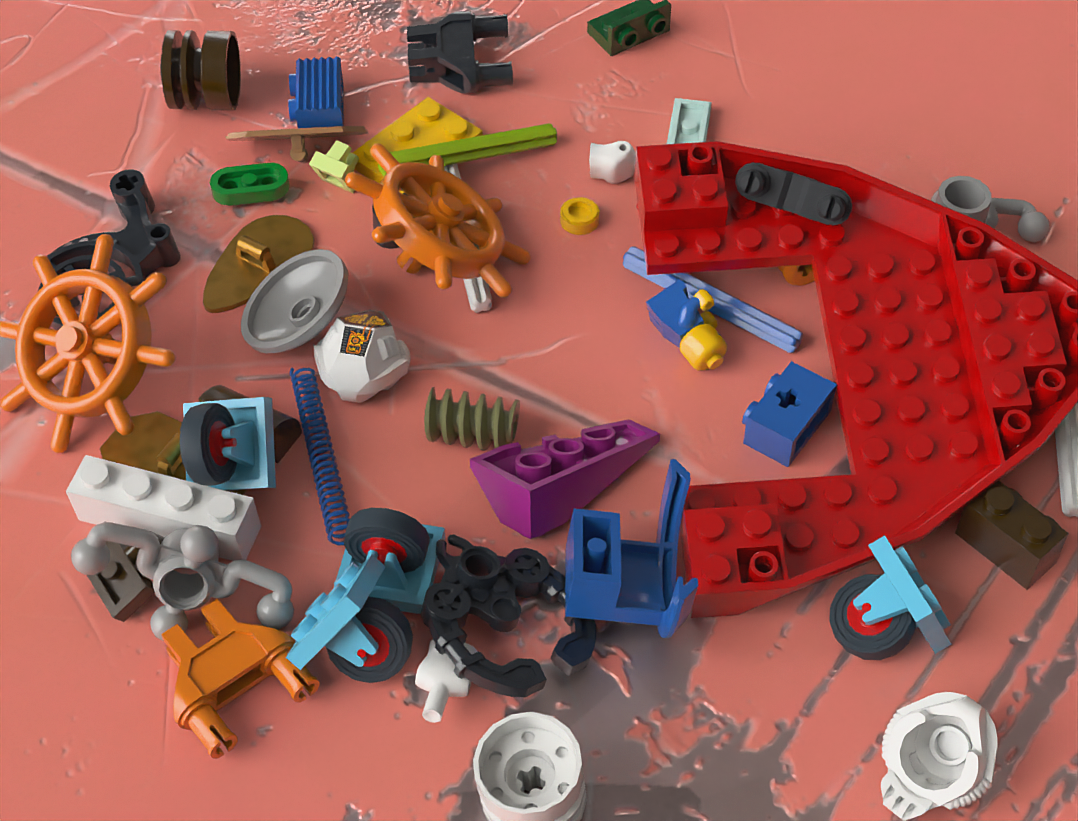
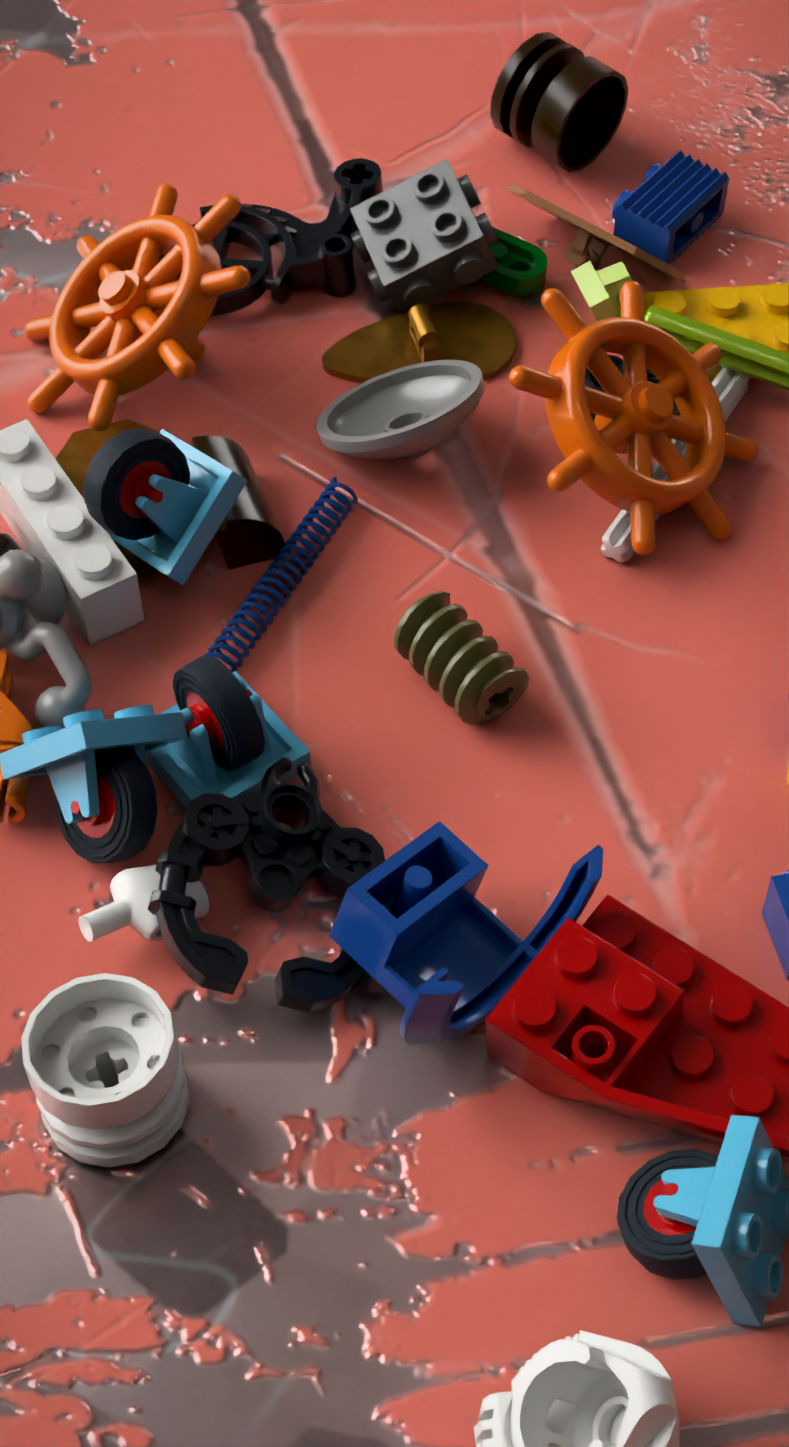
camera: 40 degrees right, 0 degrees up
(206, 196) = (424, 237): none -> dark grey brick
(361, 356) = (419, 512): white helmet -> none
(543, 483) = (498, 788): magenta wedge -> none

